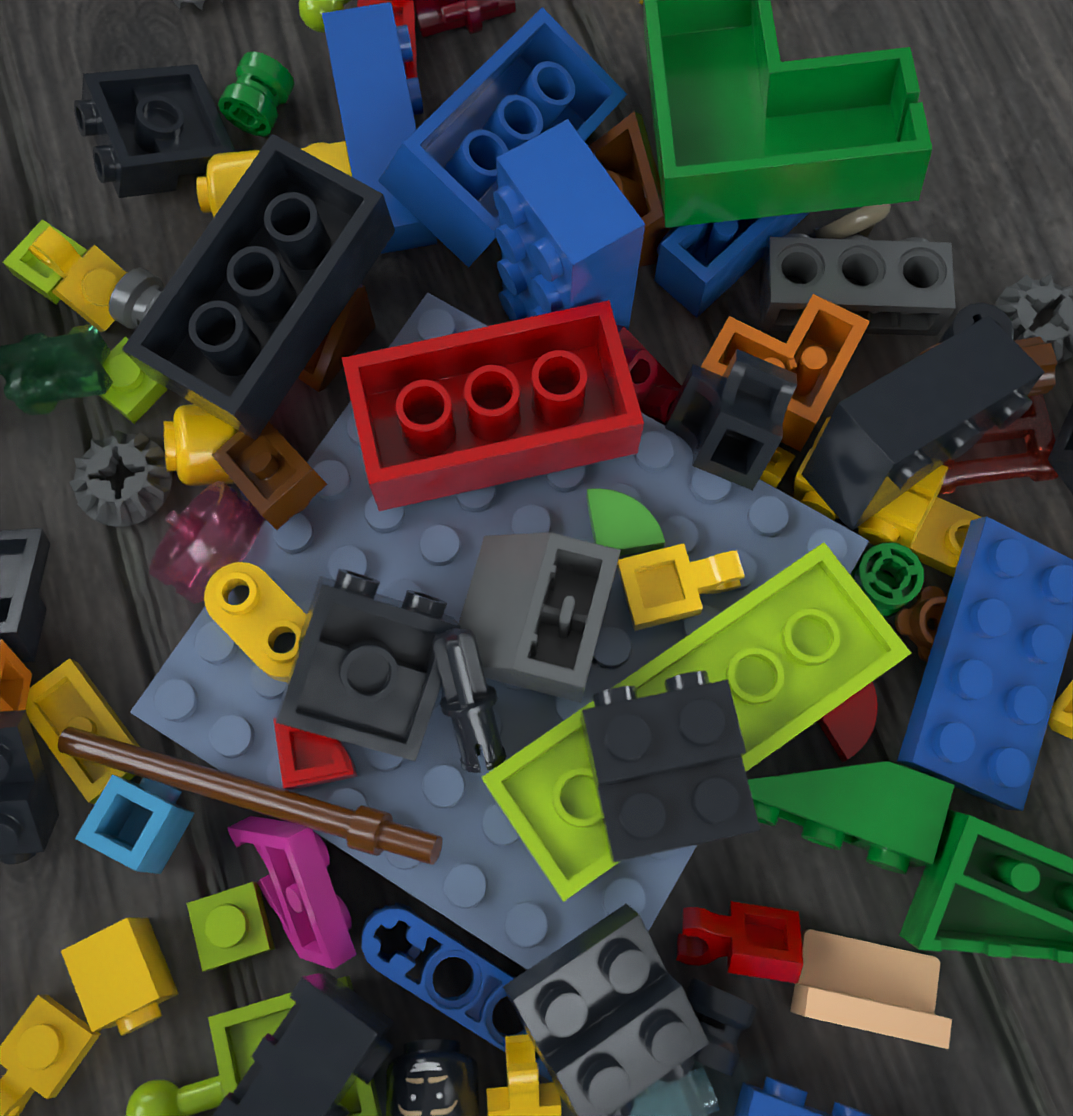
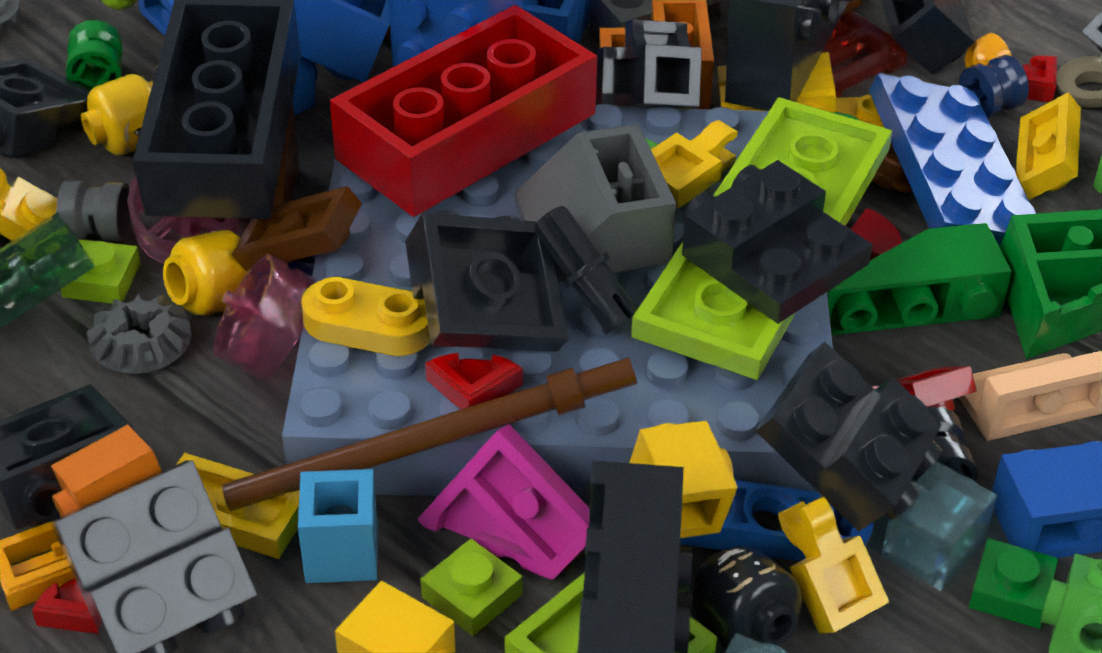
camera: 30 degrees left, 30 degrees down
(425, 975) = (707, 472): none -> yellow brick

